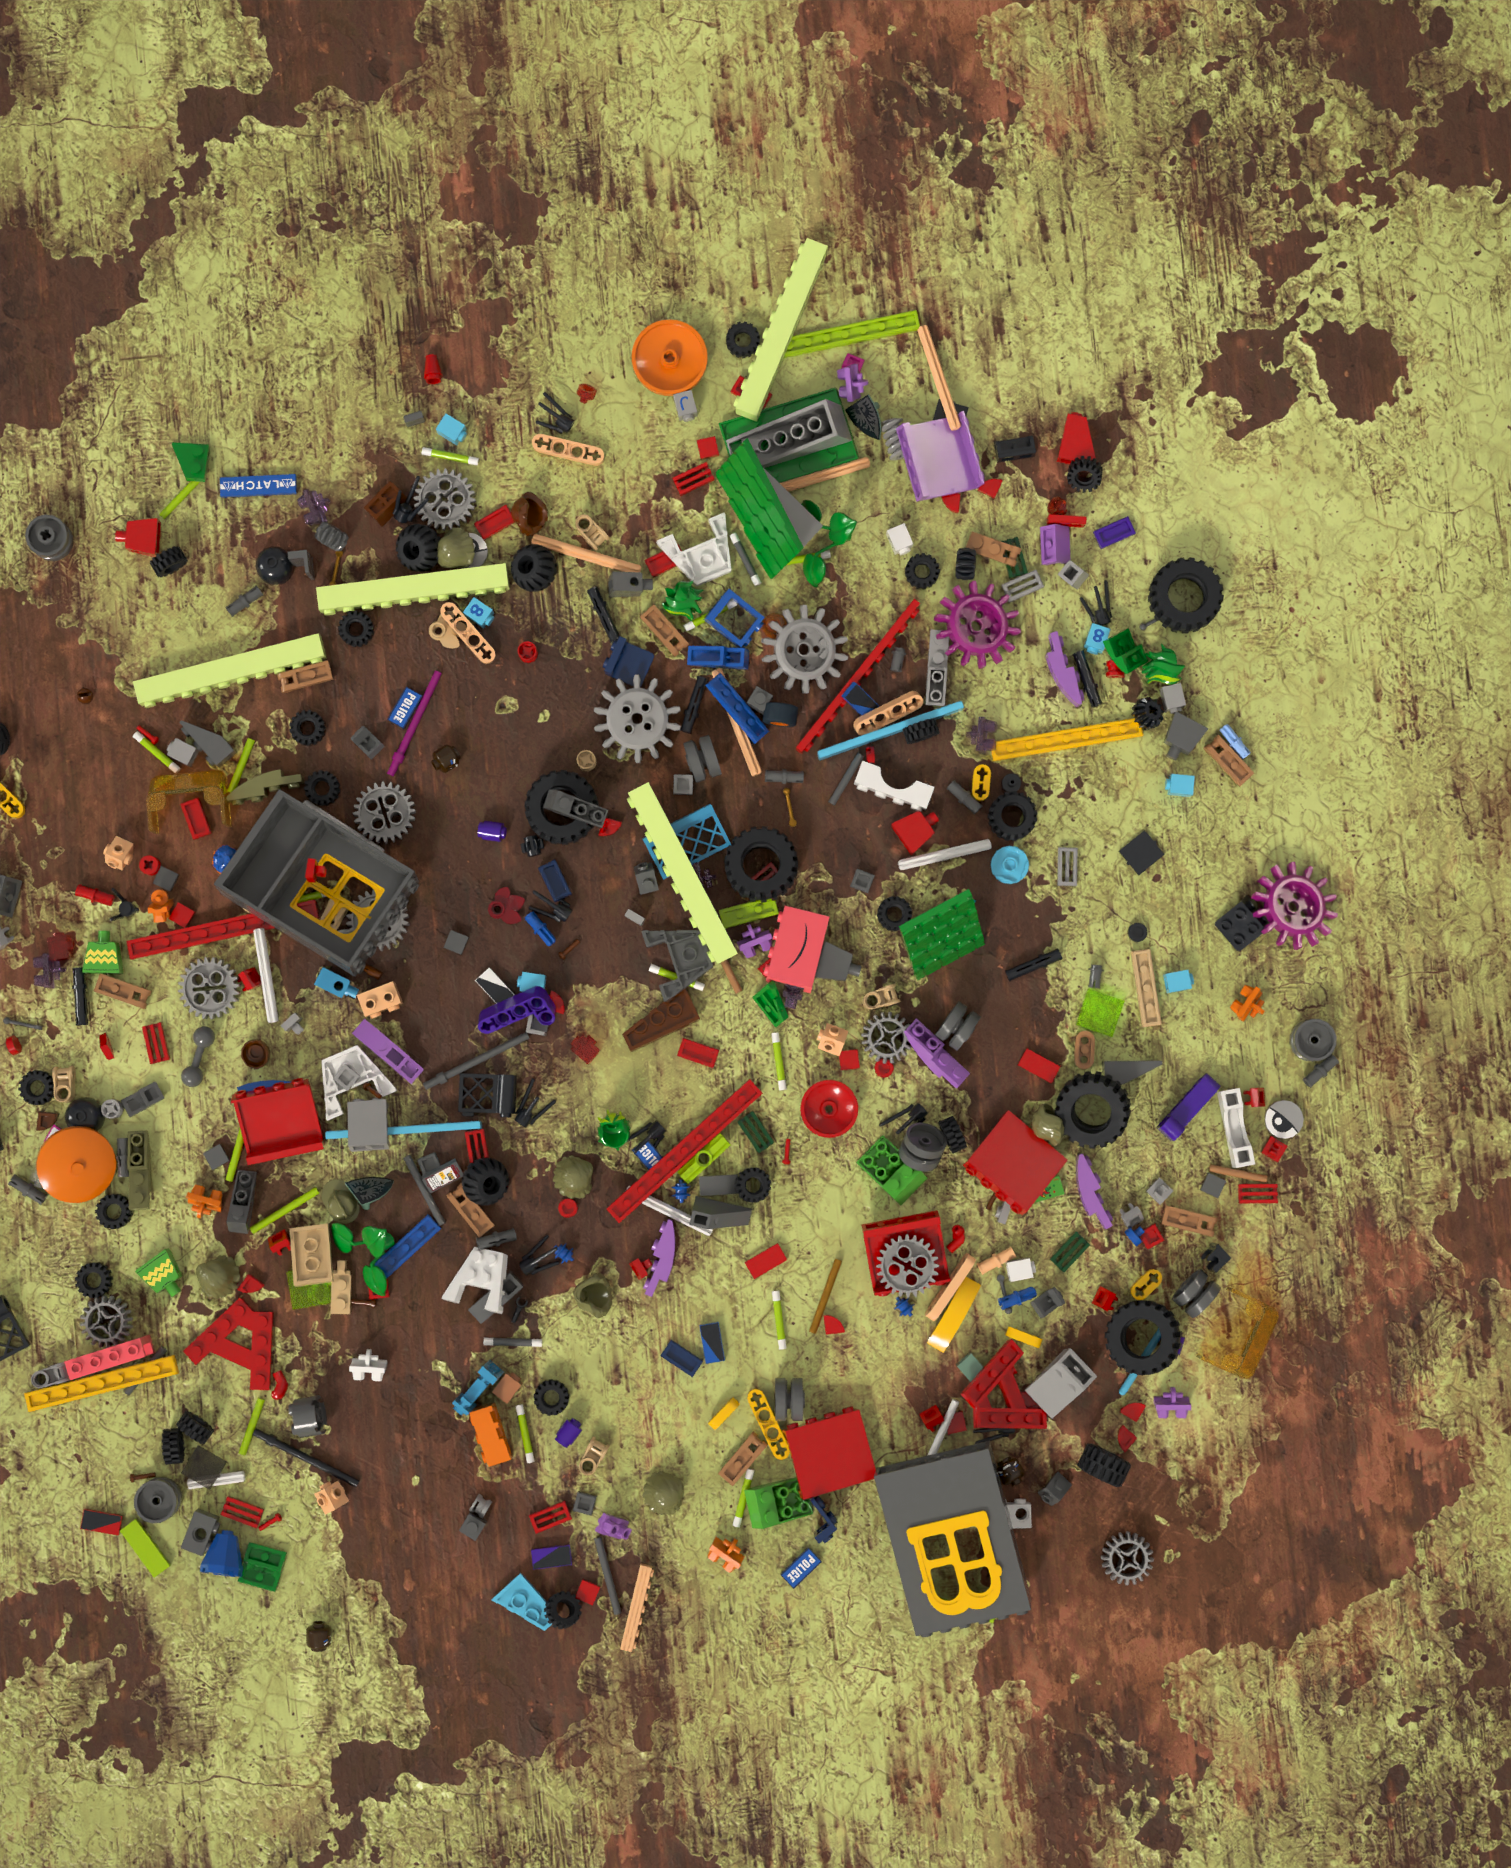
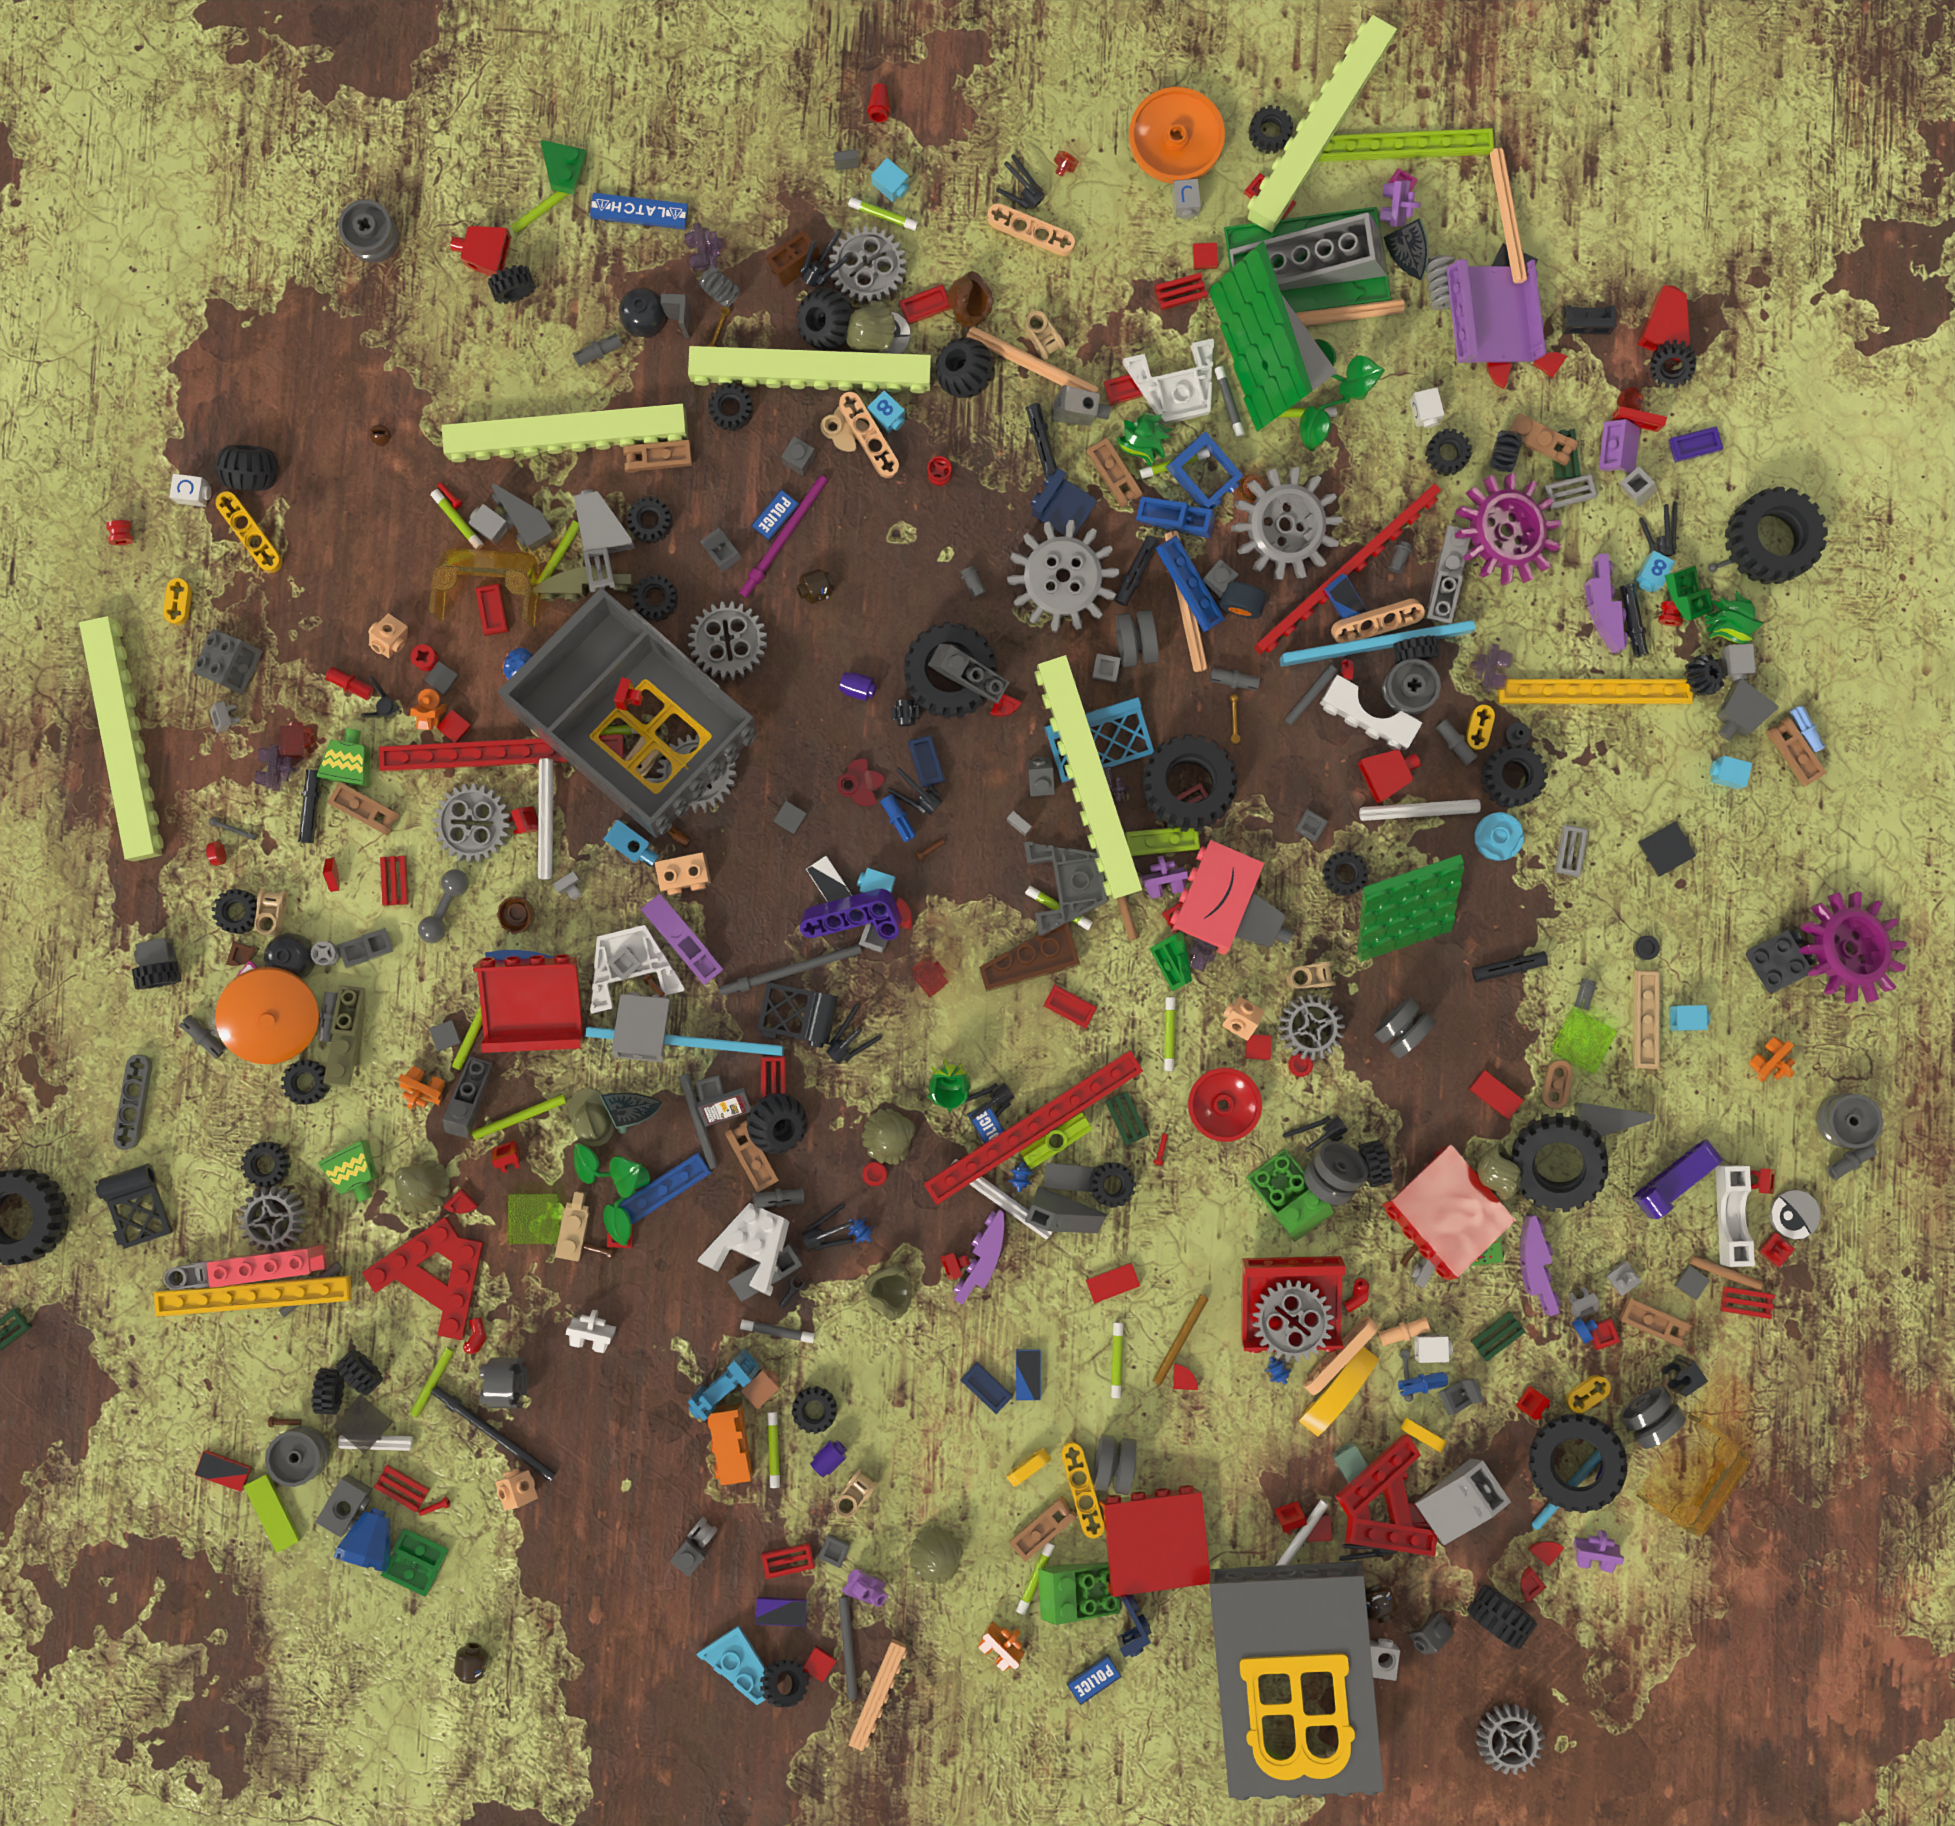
camera: 10 degrees right, 0 degrees up
(269, 739) = (599, 525): none -> light grey slope
(278, 785) = (600, 582): none -> light grey tile
(311, 1255) = (543, 1179): tan plate -> none
(415, 659) = (798, 456): none -> dark grey brick
(568, 734) = (973, 581): none -> dark grey pin
(586, 757) = (988, 614): tan wheel -> none
(925, 750) = (1416, 674): none -> dark grey wheel
(933, 1055) = (1365, 1056): medium lavender slope -> none

